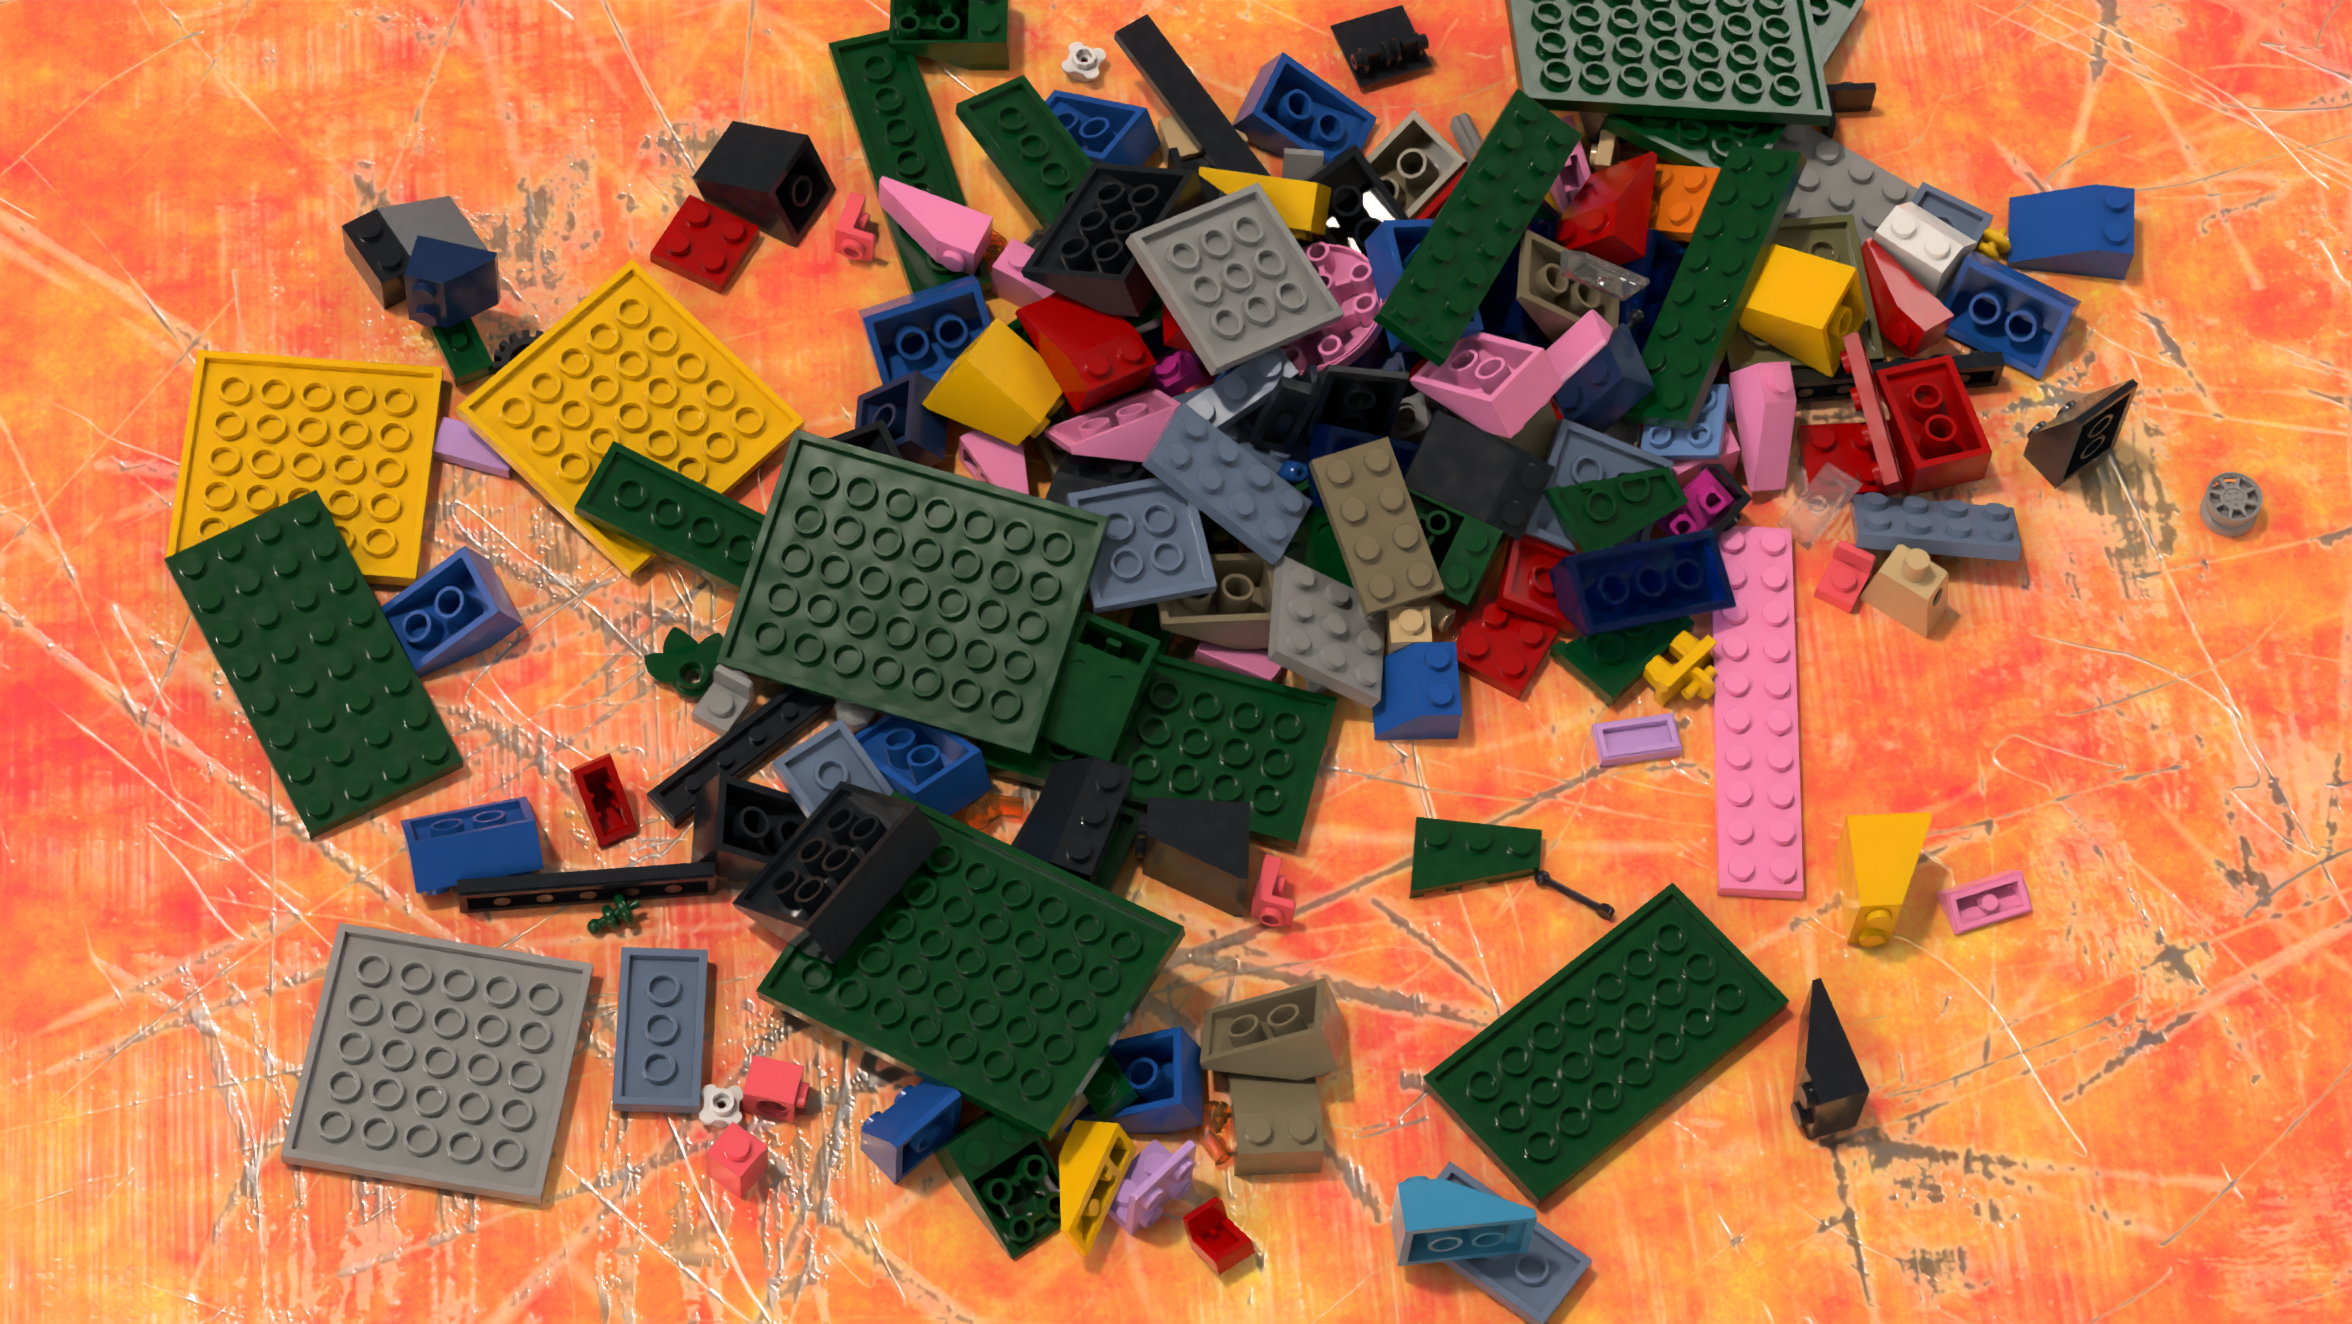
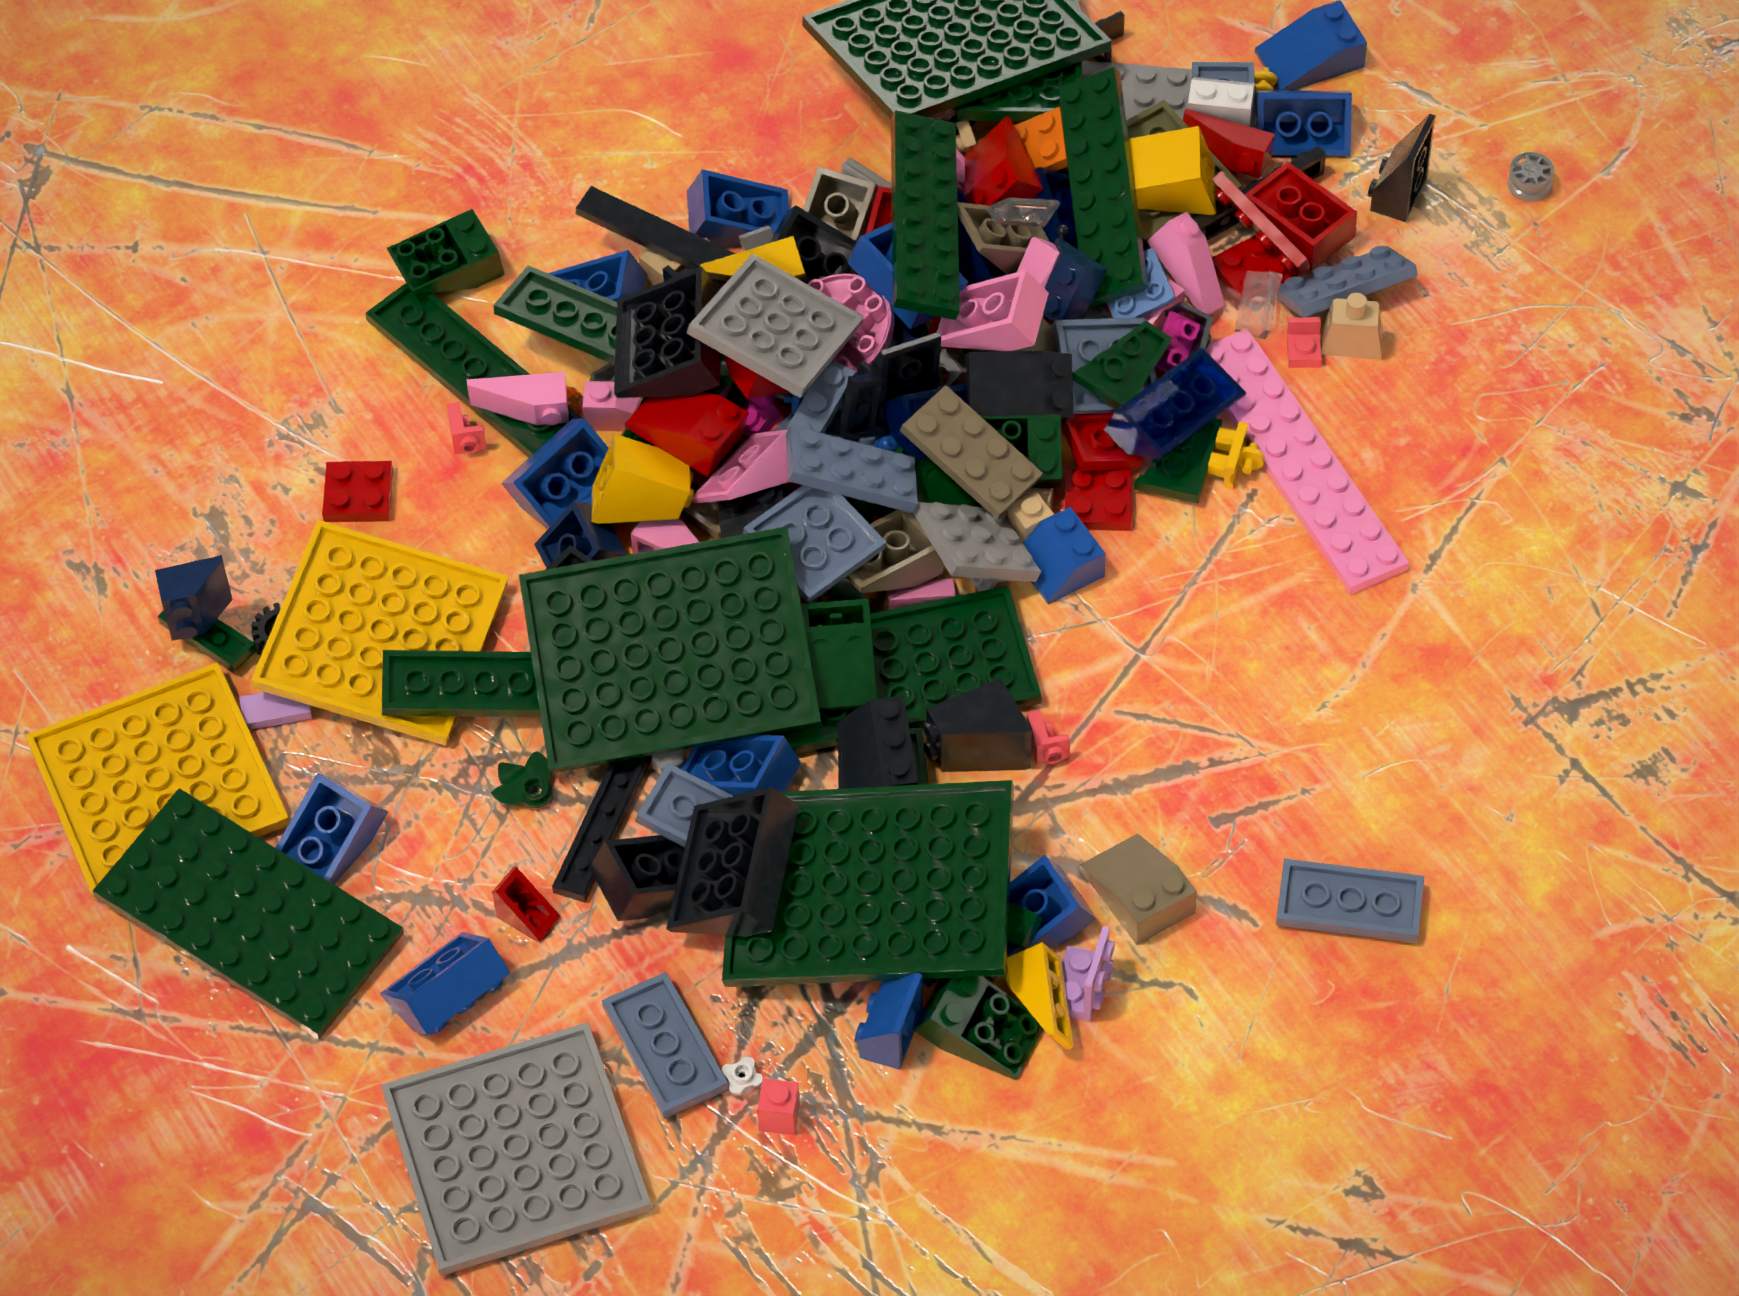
camera: 20 degrees left, 5 degrees down
(384, 239) = (129, 595): slope -> none
(586, 887) = (549, 971): black tile -> none
(612, 916) = (580, 984): dark green hair -> none
(724, 701) = (569, 795): light grey bracket -> none
(766, 179) = (377, 424): black slope -> none
(775, 1089) = (775, 1044): coral brick -> none
(991, 807) = (809, 775): clear orange arm -> none
(1080, 70) = (556, 245): white plate -> none
(1209, 1134) = (1100, 909): clear orange arm -> none
(1216, 1236) = (1154, 991): red bracket -> none
(1276, 1034) = (1109, 831): dark tan slope -> none
(1381, 46) = (761, 140): black hinge -> none
(1454, 1222) = (1320, 892): dark azure slope -> none
(1468, 853) = (1161, 648): dark green wing -> none
(1604, 1043) = (1338, 729): dark green plate -> none
(1605, 911) = (1279, 641): black hinge -> none
(1636, 739) = (1229, 517): lavender tile -> none
(1827, 1076) = (1502, 668): black slope -> none
(1875, 870) = (1454, 523): yellow slope -> none
(1985, 900) = (1533, 511): bright pink slope -> none

